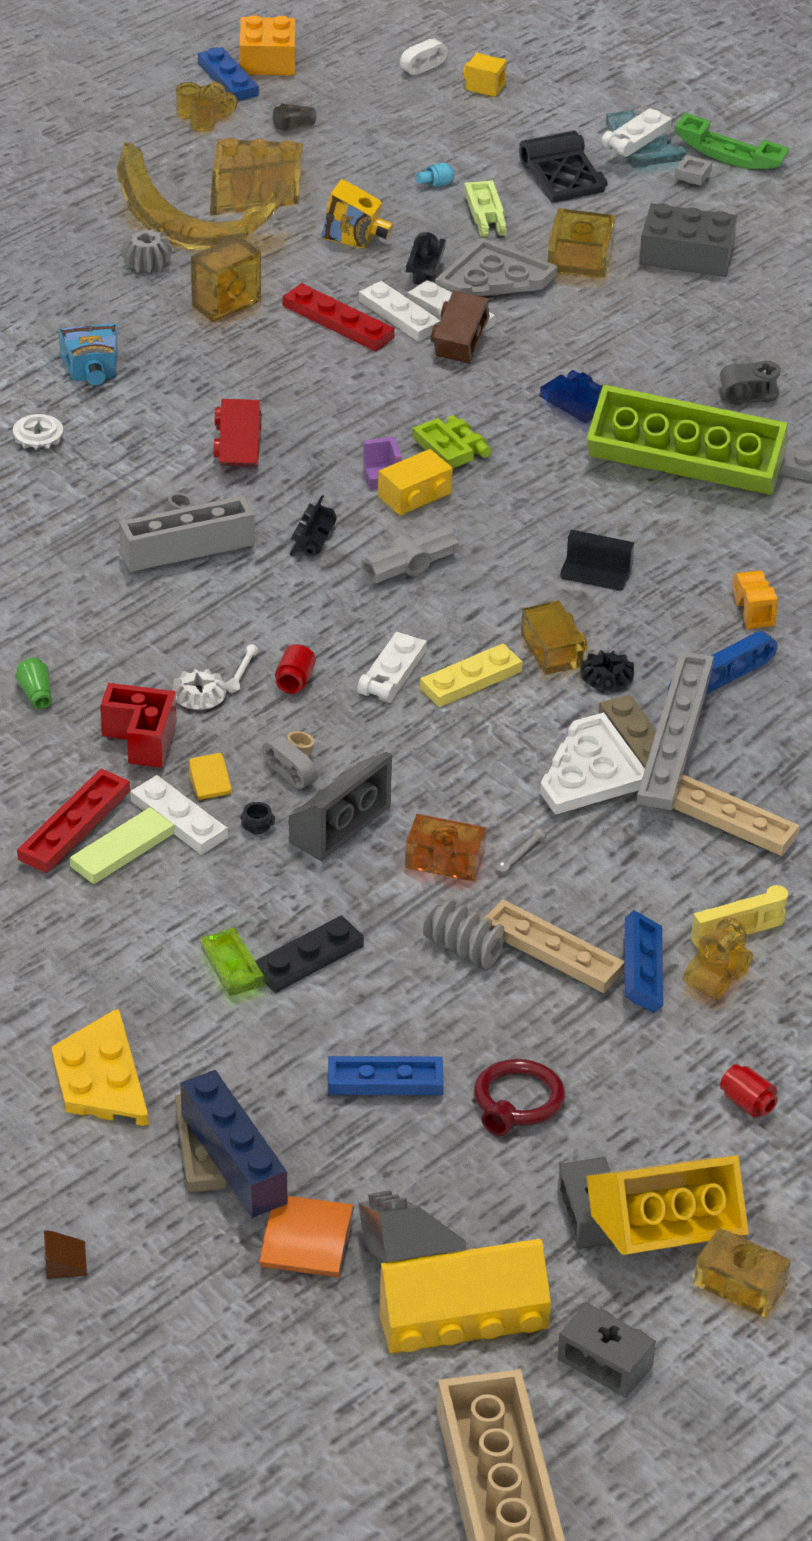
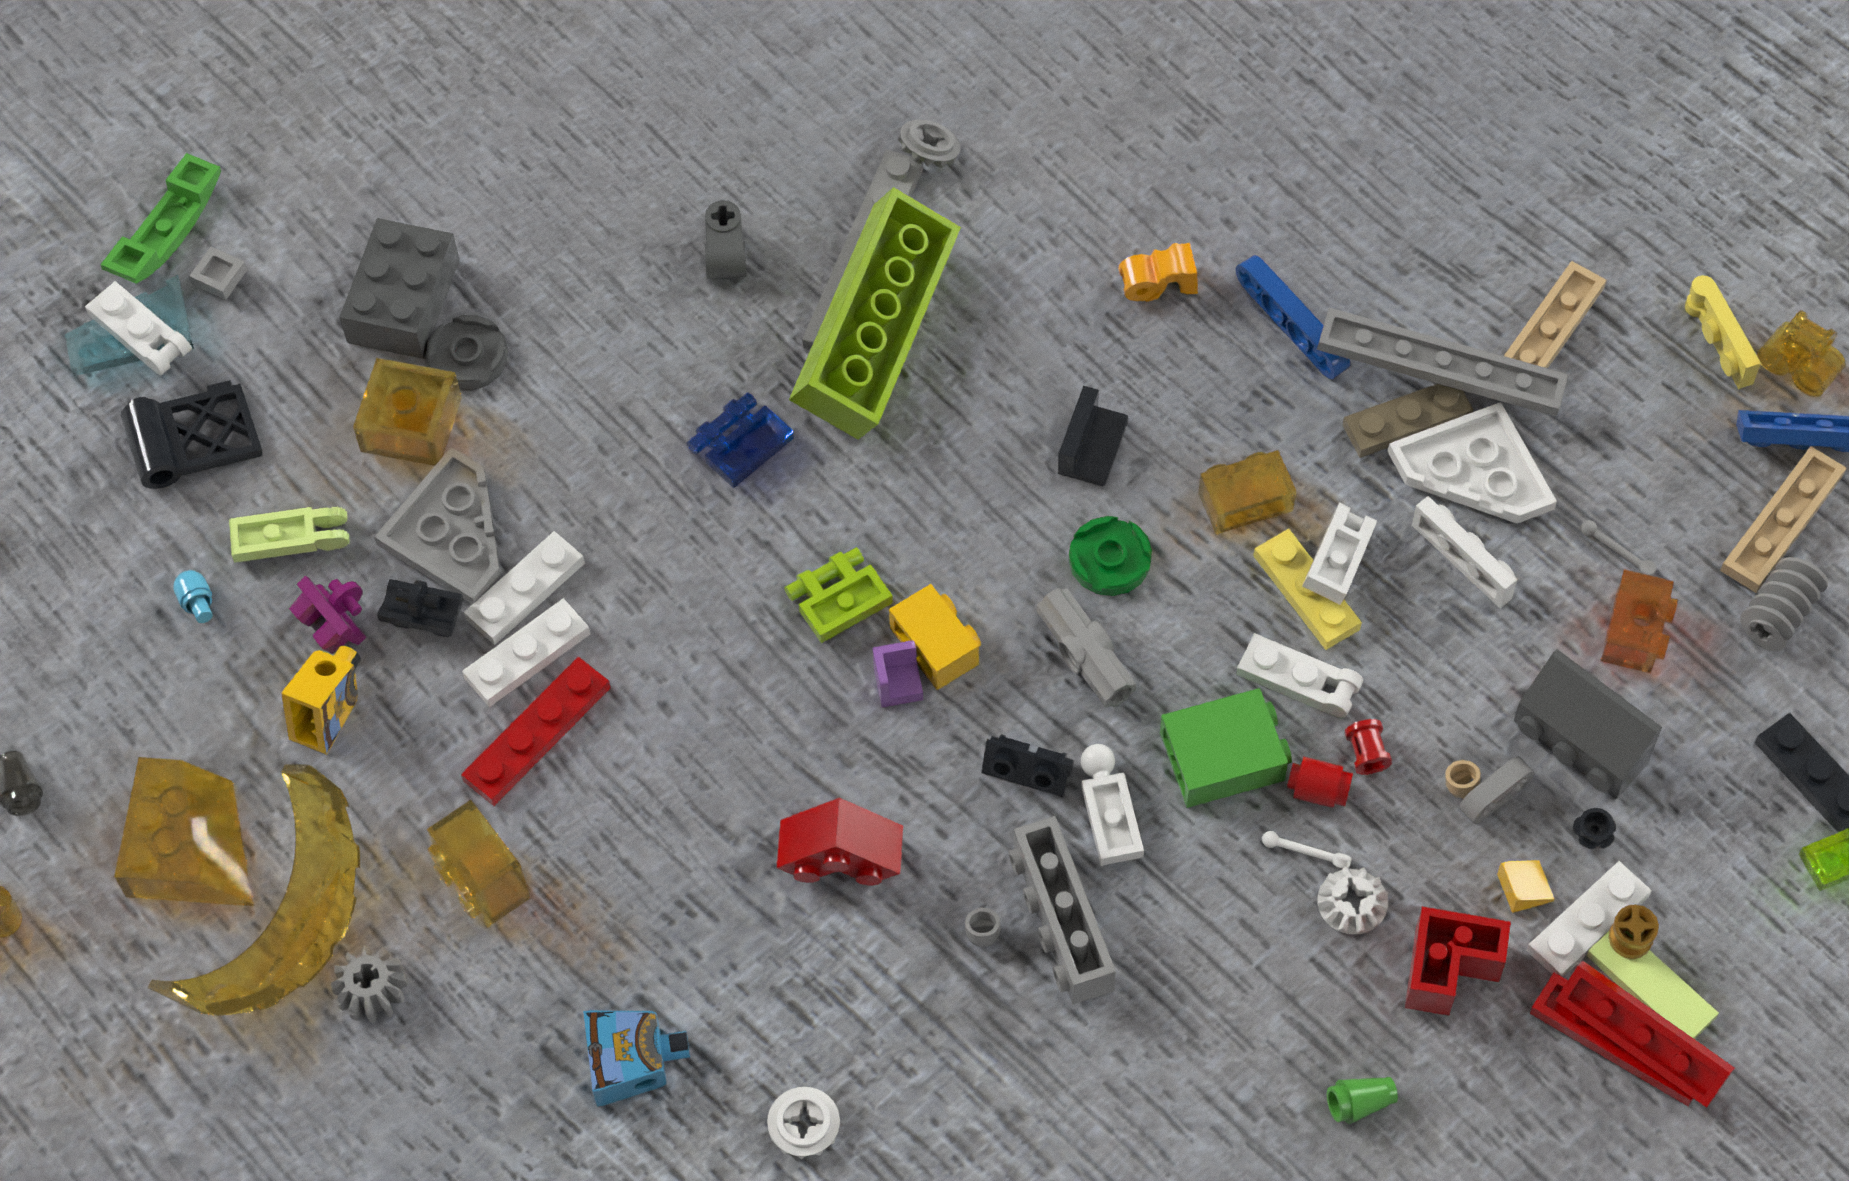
camera: 85 degrees left, 20 degrees up
(59, 820) = (1645, 1034): none -> red plate
(159, 819) = (1638, 922): none -> pearl gold wheel
(276, 566) = (1109, 808): none -> white plate
(325, 618) = (1225, 747): none -> bright green brick
(327, 695) = (1368, 746): none -> red bush
(426, 219) = (333, 607): none -> magenta hips
(460, 326) = (601, 567): reddish brown brick -> none
(495, 575) = (1110, 556): none -> green tile
(497, 678) = (1339, 554): none -> white plate
(505, 752) = (1464, 551): none -> white plate
(597, 676) = (1311, 446): black gear -> none
(643, 279) = (470, 349): none -> dark grey tile

